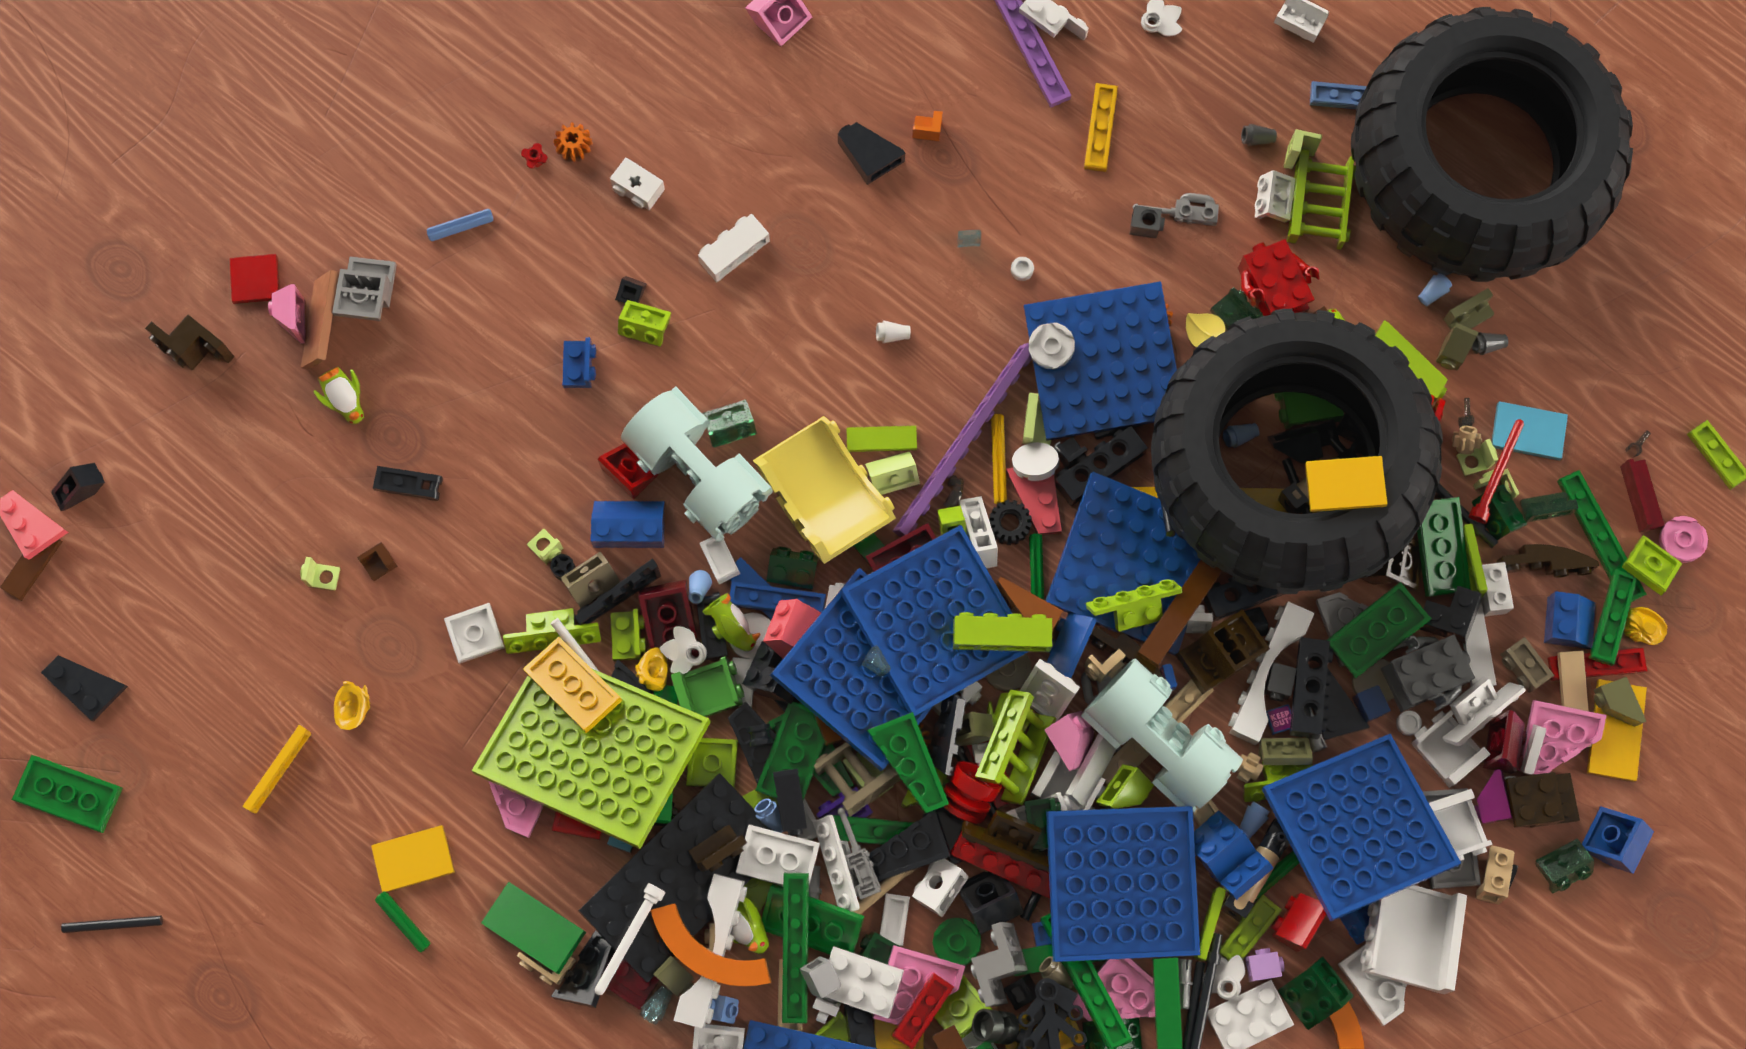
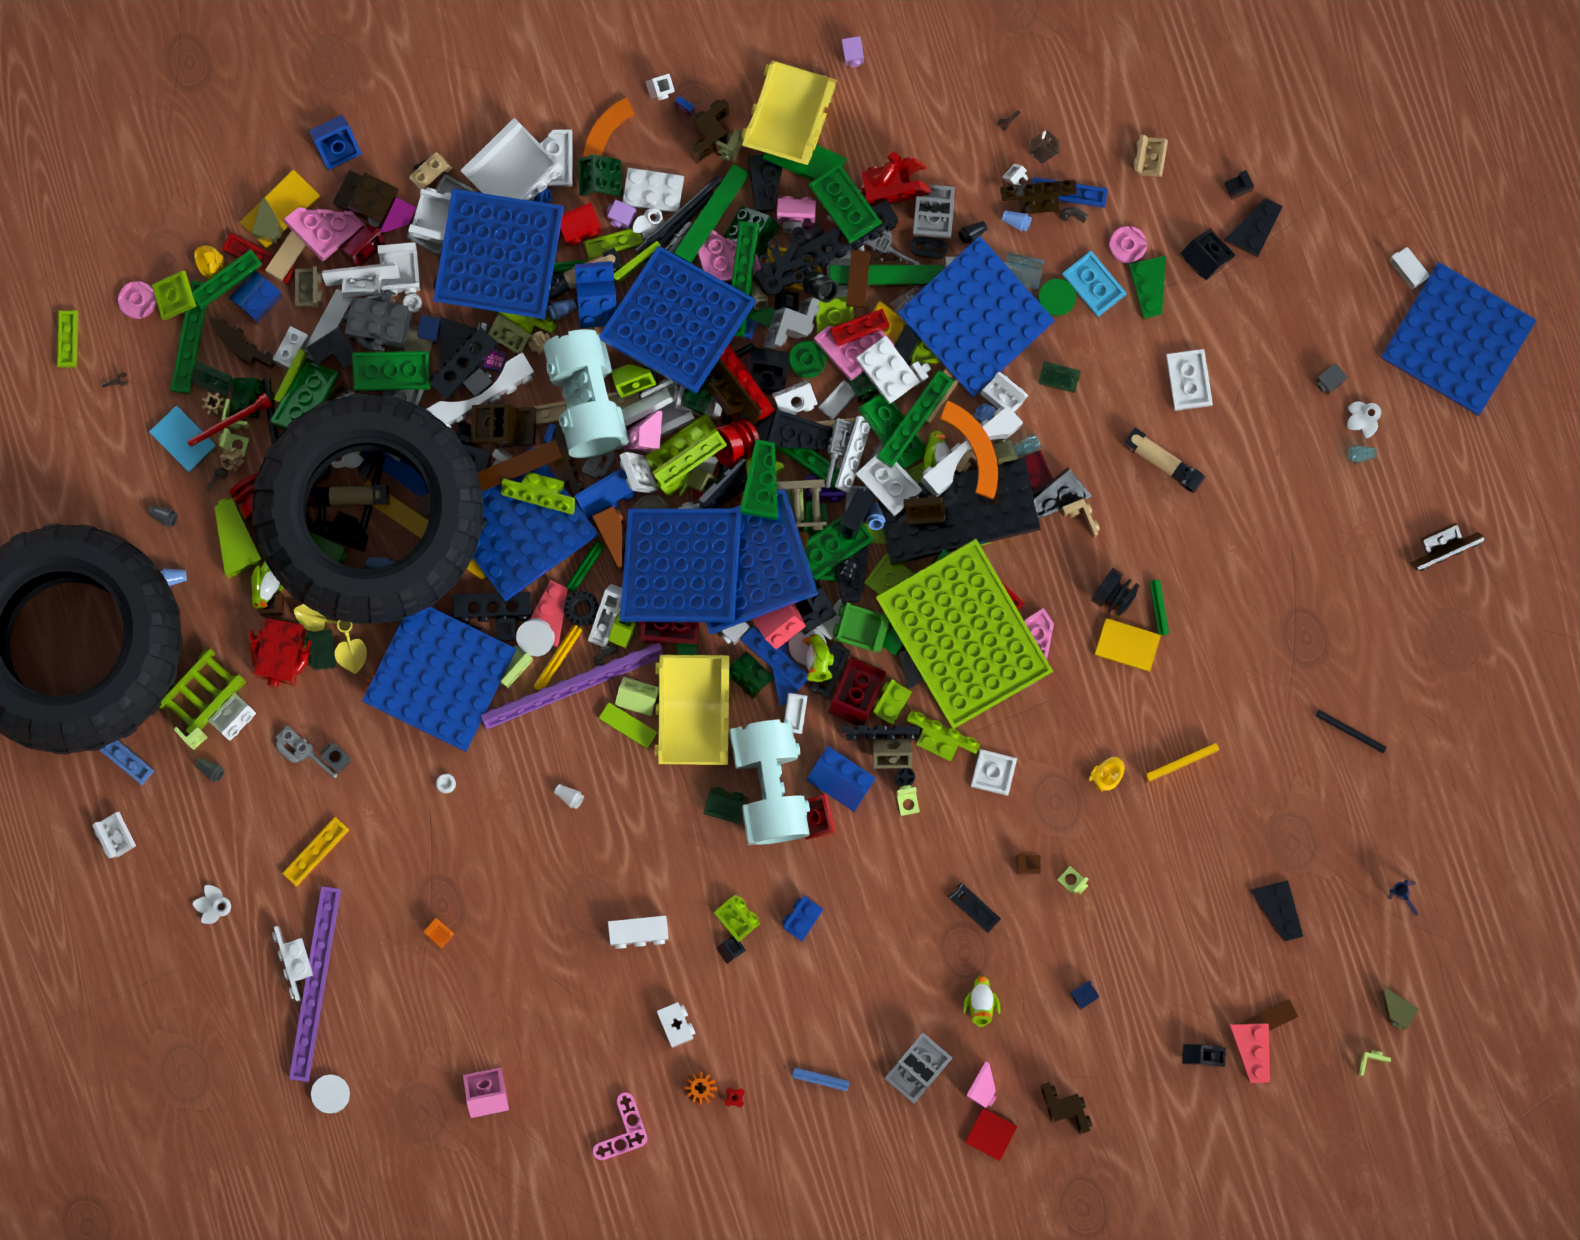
camera: 145 degrees left, 5 degrees up
(67, 793) = (1332, 840): green tile -> none
(241, 469) = (1084, 995): none -> dark blue panel
(320, 320) = (964, 1065): nougat tile -> none
(453, 901) = (1115, 593): none -> black wheel
(533, 928) = (1076, 545): green tile -> none
(571, 642) = (932, 714): white bar -> none
(572, 685) = (950, 684): yellow plate -> none
(615, 64) = (631, 1130): none -> bright pink beam
(652, 670) = (890, 663): yellow hat -> none
(652, 896) = (986, 506): white piece -> none
(680, 650) = (863, 665): white plate -> none
(699, 585) = (821, 702): light blue cone -> none
(820, 977) = (911, 388): light grey panel -> none
(869, 152) = (495, 940): black slope -> none
(876, 662) = (741, 559): clear light blue slope -> none
(969, 238) = (468, 828): clear light blue tile -> none
(1002, 633) = (644, 524): lime brick -> none
(1051, 346) = (469, 706): white tile -> none
(1110, 667) = (588, 461): tan bracket -> none
(1346, 483) = (365, 447): yellow tile -> none
(1456, 347) = (191, 524): olive slope -> none
(1472, 311) = (161, 543): olive bracket -> none
(1533, 481) = (209, 399): none -> tan gear
(1533, 749) = (348, 229): white tile -> none
(1566, 866) = (380, 148): clear green bracket -> none
(1642, 495) = (141, 346): dark red panel -> none

